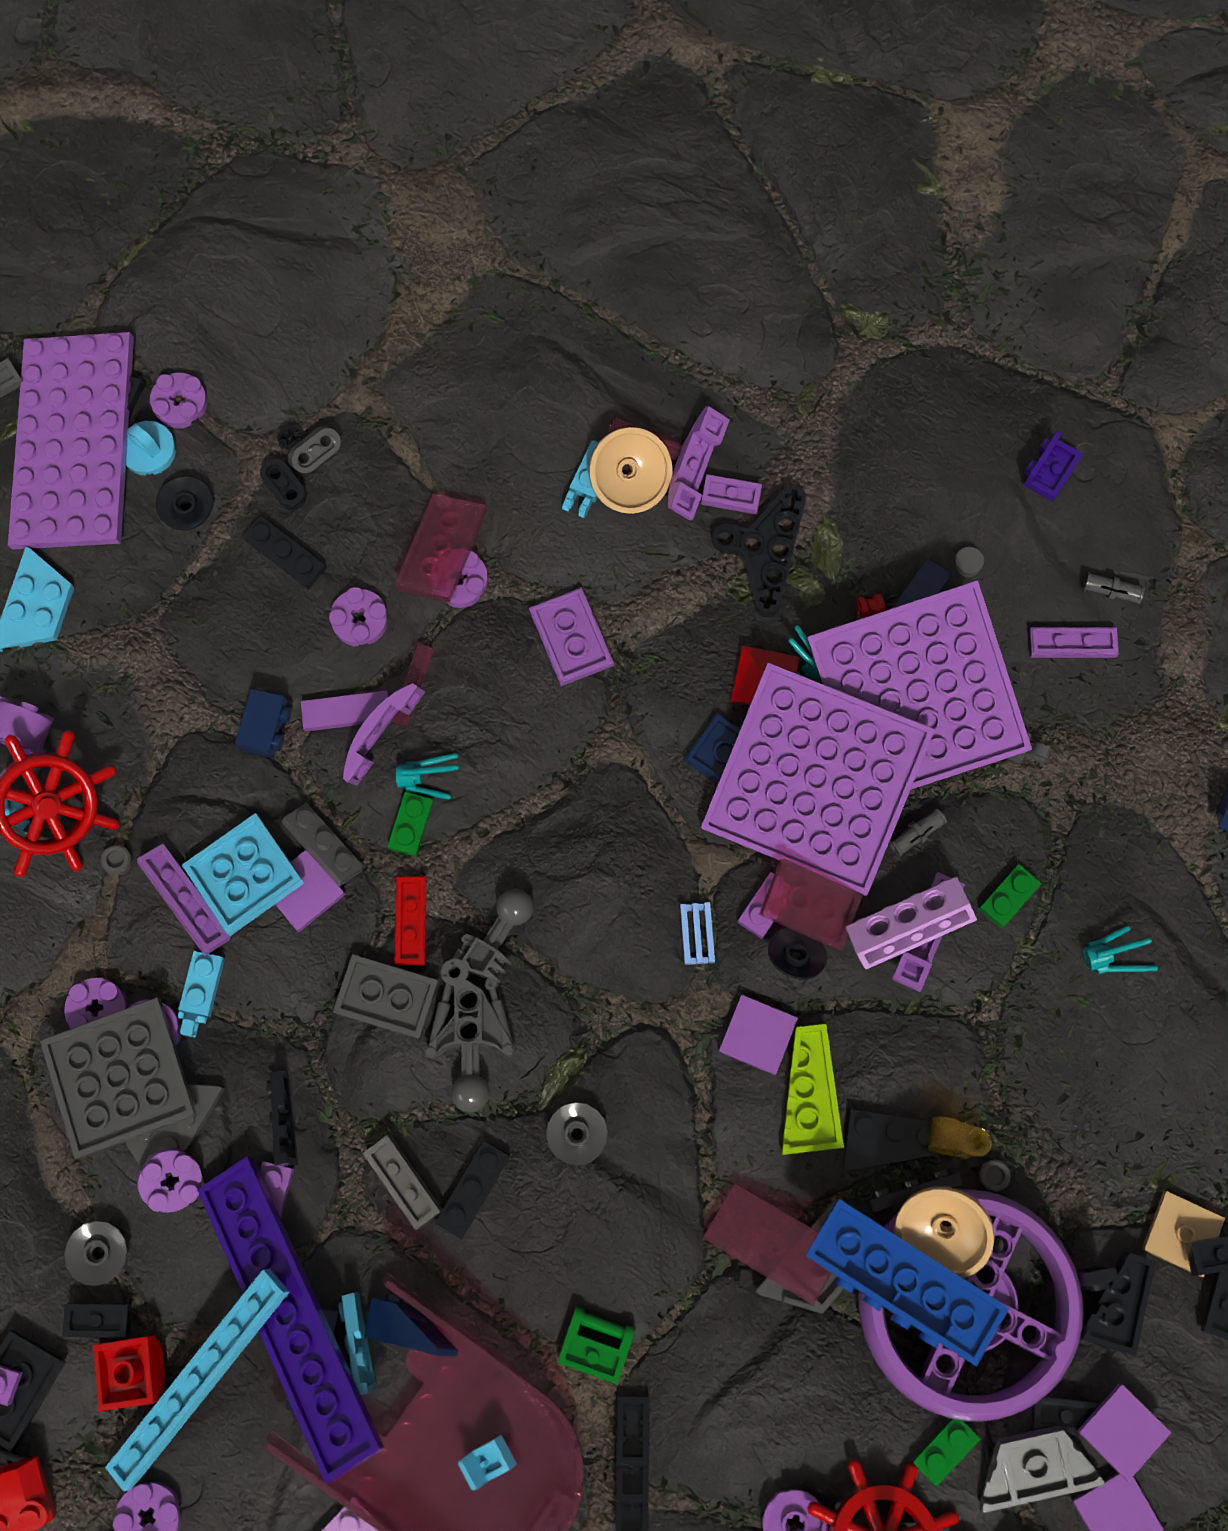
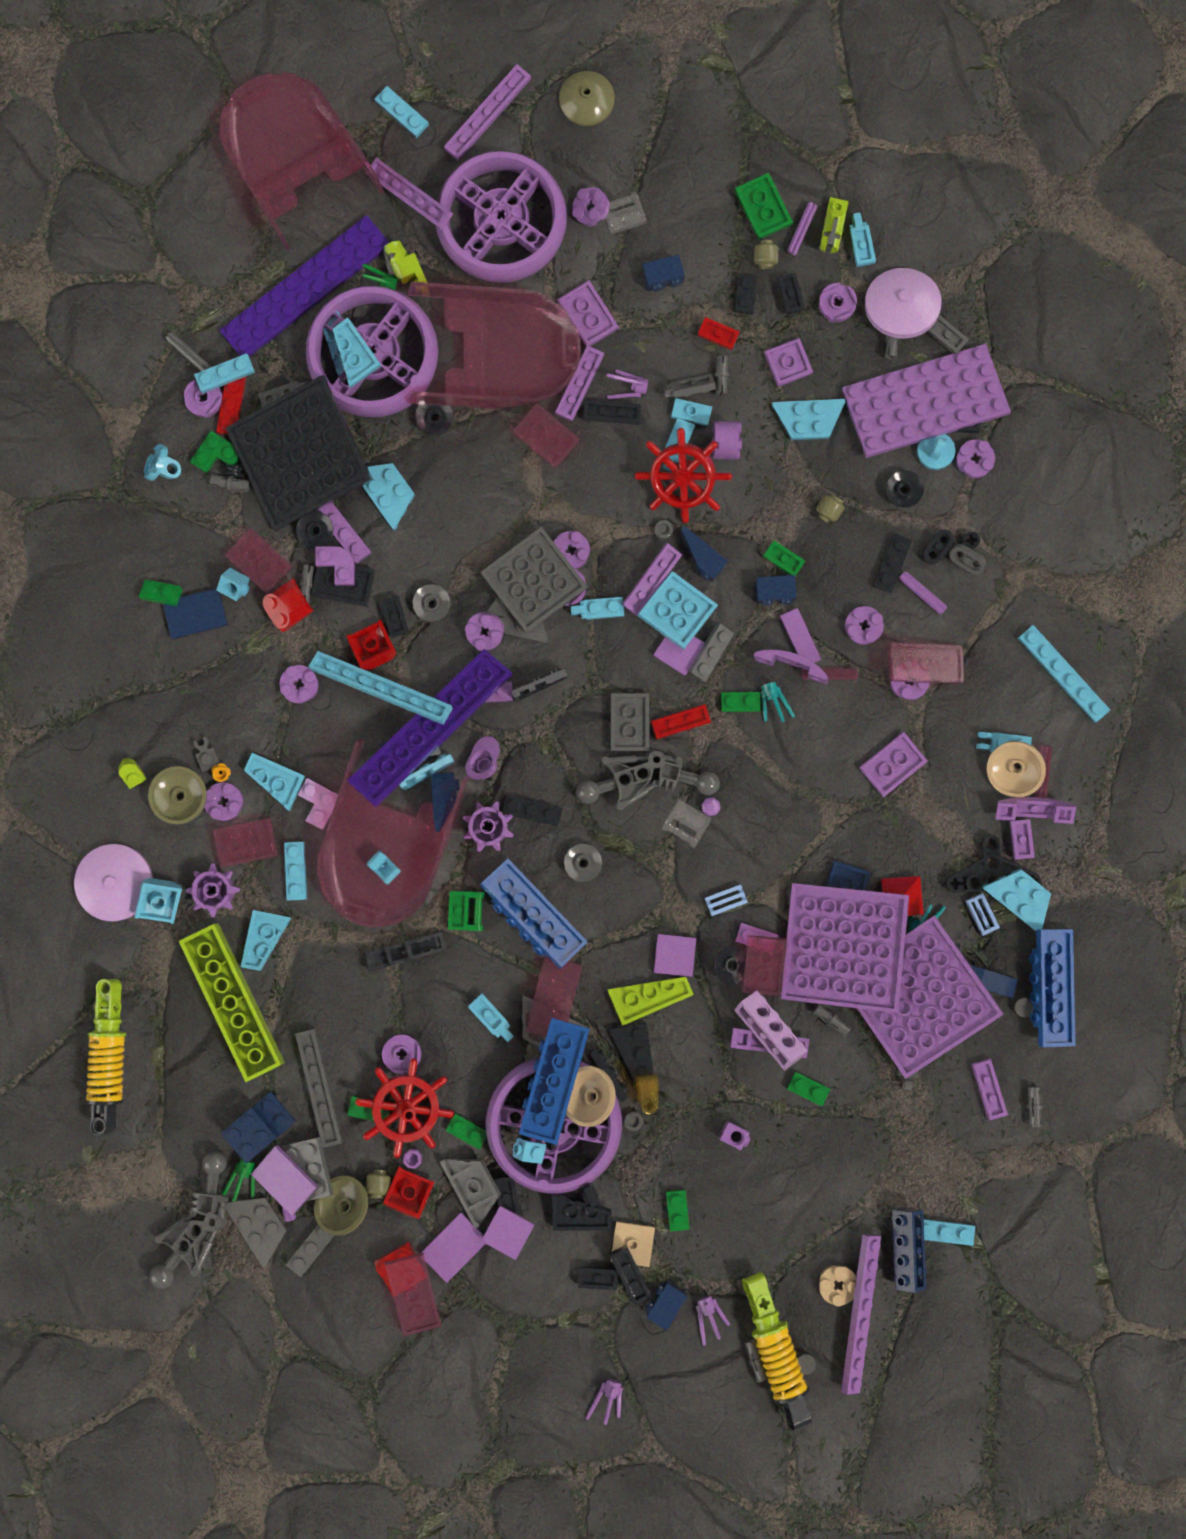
camera: 70 degrees right, 10 degrees up
(173, 612) = (830, 508): none -> olive head
(179, 811) = (706, 559): none -> dark blue slope
(222, 699) = (783, 558): none -> green plate
(340, 524) = (923, 592): none -> medium lavender axle
(367, 1244) = (483, 758): none -> medium lavender piece
(402, 1182) = (524, 768): dark grey plate -> none
(489, 1280) = (490, 815): none -> medium lavender brick
(517, 374) = (1063, 674): none -> medium azure plate
(551, 914) = (710, 806): none -> medium lavender tile
(558, 950) = (689, 817): none -> clear plate
(632, 1238) = (532, 914): none -> blue plate
(775, 1355) = (491, 1017): none -> medium azure hinge
(813, 516) = (1022, 897): none -> medium azure wing
(822, 589) = (988, 929): none -> light blue tile
(870, 606) = (970, 951): red wheel -> none
(953, 513) = (1053, 987): none -> blue plate
(1006, 1357) = (529, 1151): none -> medium azure bracket
(1045, 1035) = (728, 1129): none -> medium lavender brick
(1053, 468) = (1106, 1046): dark purple bracket -> none
(1099, 955) = (786, 1154): teal plant -> none
(1146, 1147) = (677, 1210): none -> green plate

